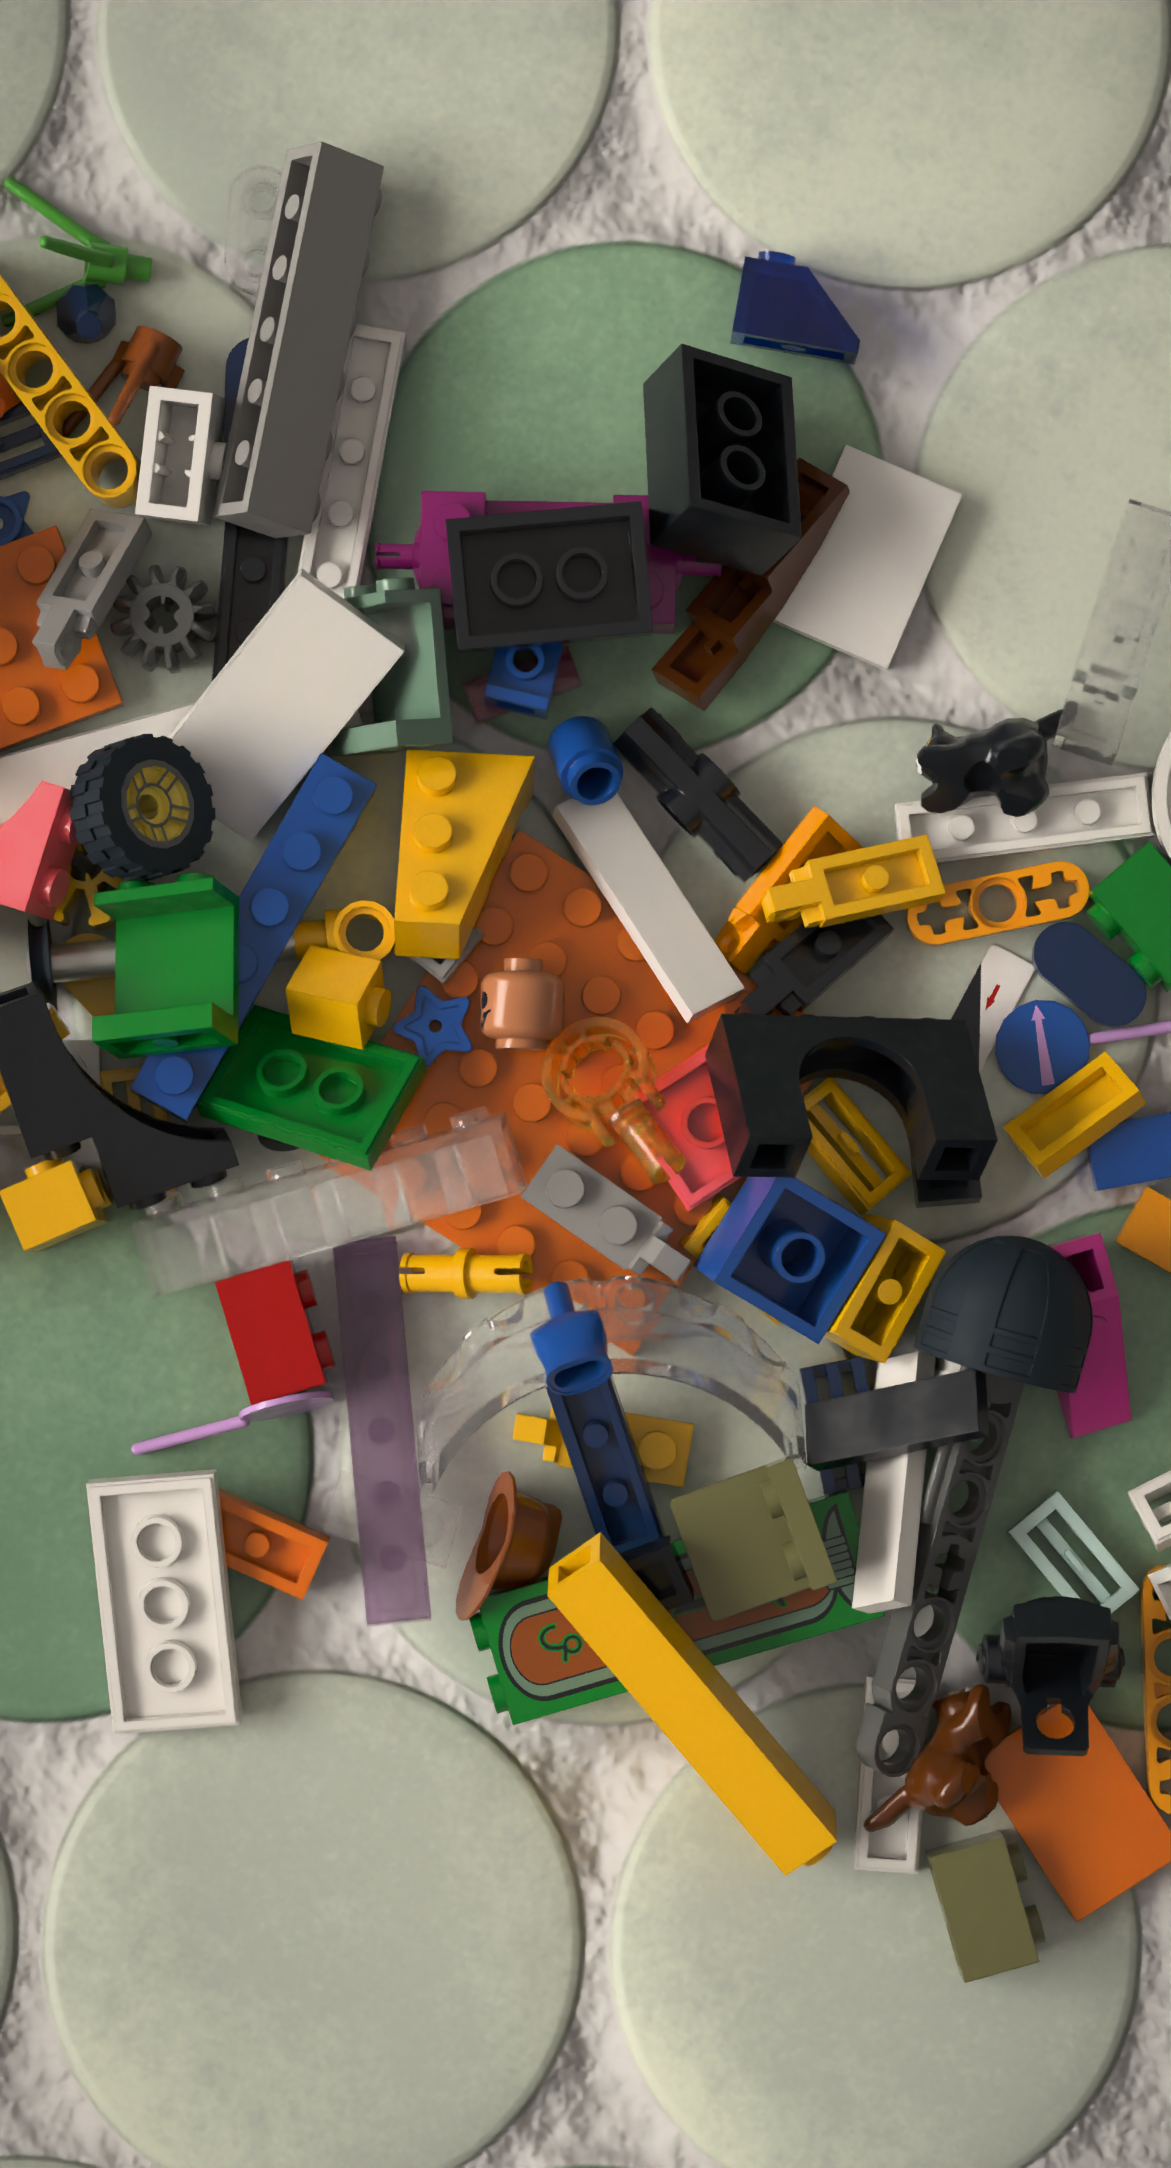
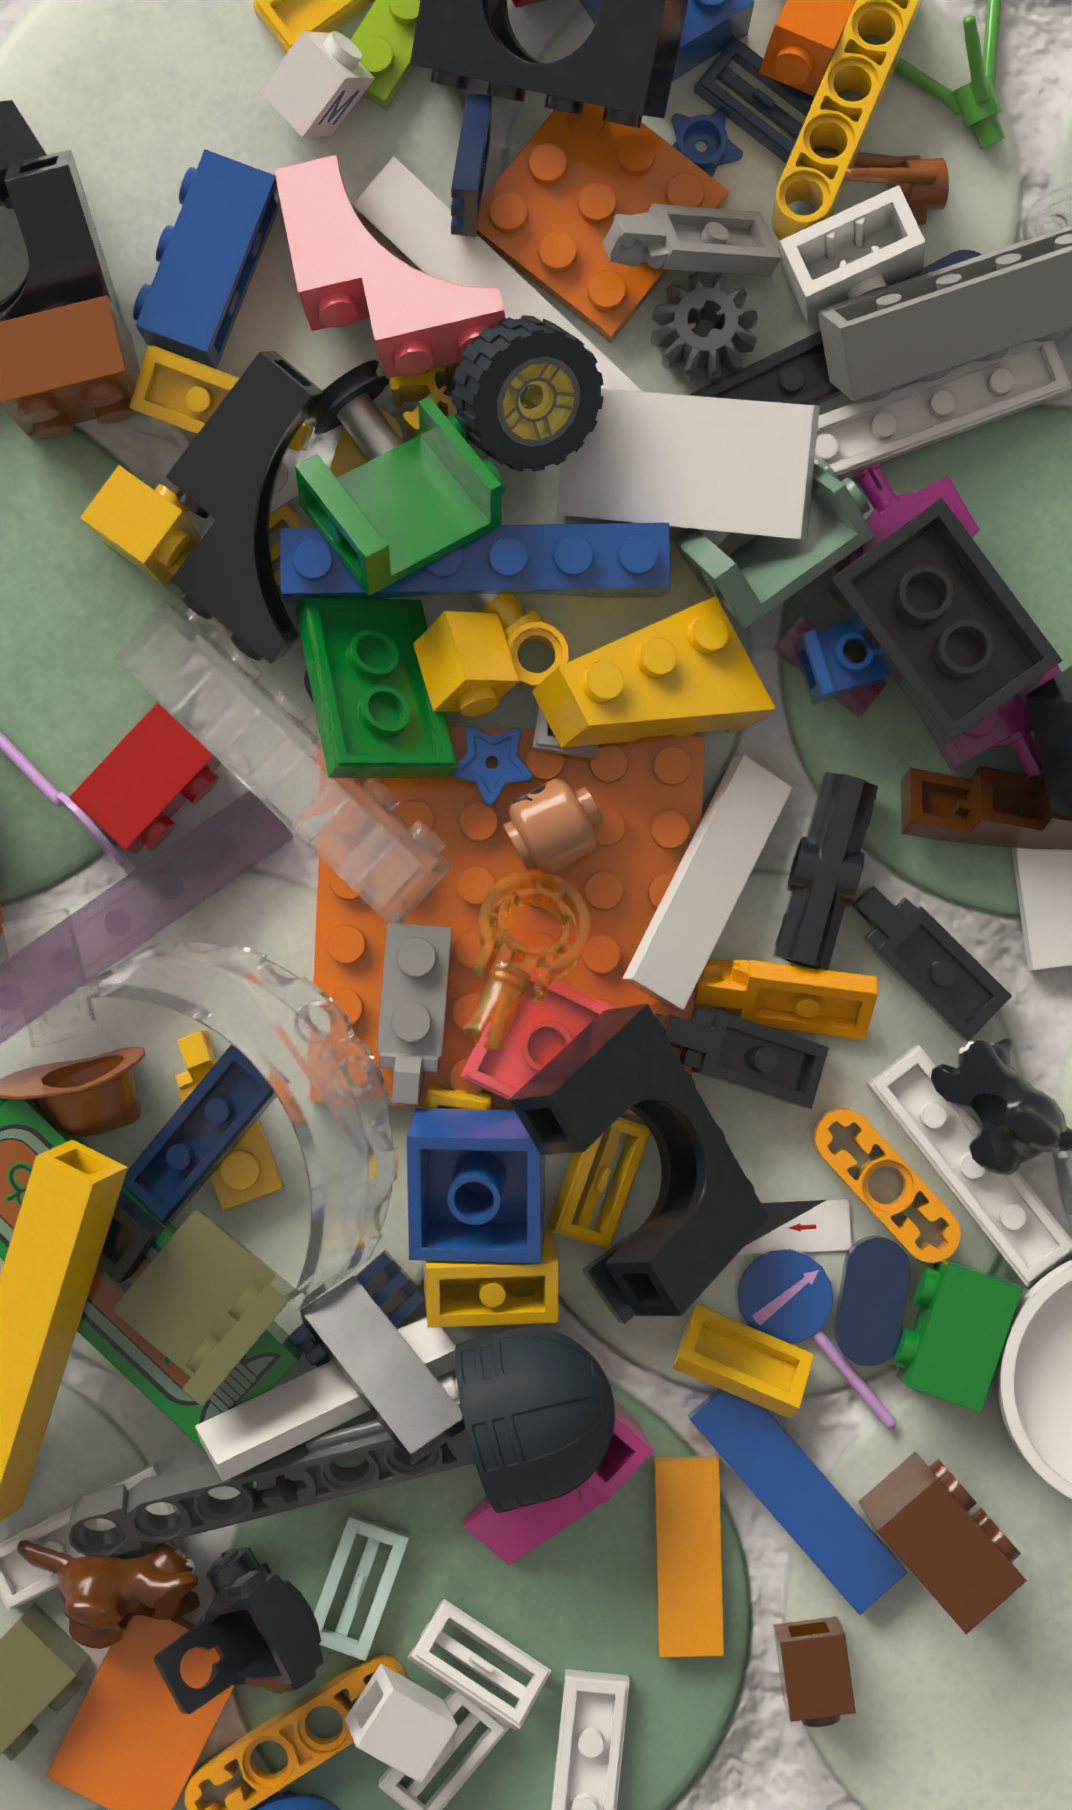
camera: 65 degrees right, 0 degrees up
(86, 313) = (924, 111): dark blue rock -> none
(466, 1273) = (295, 916): yellow pin -> none
(571, 1345) = (276, 1044): blue piece -> none
(585, 760) = (798, 756): blue brick -> none
(830, 751) = (931, 963): none -> black hinge
(858, 884) = (831, 1055): yellow hinge -> none

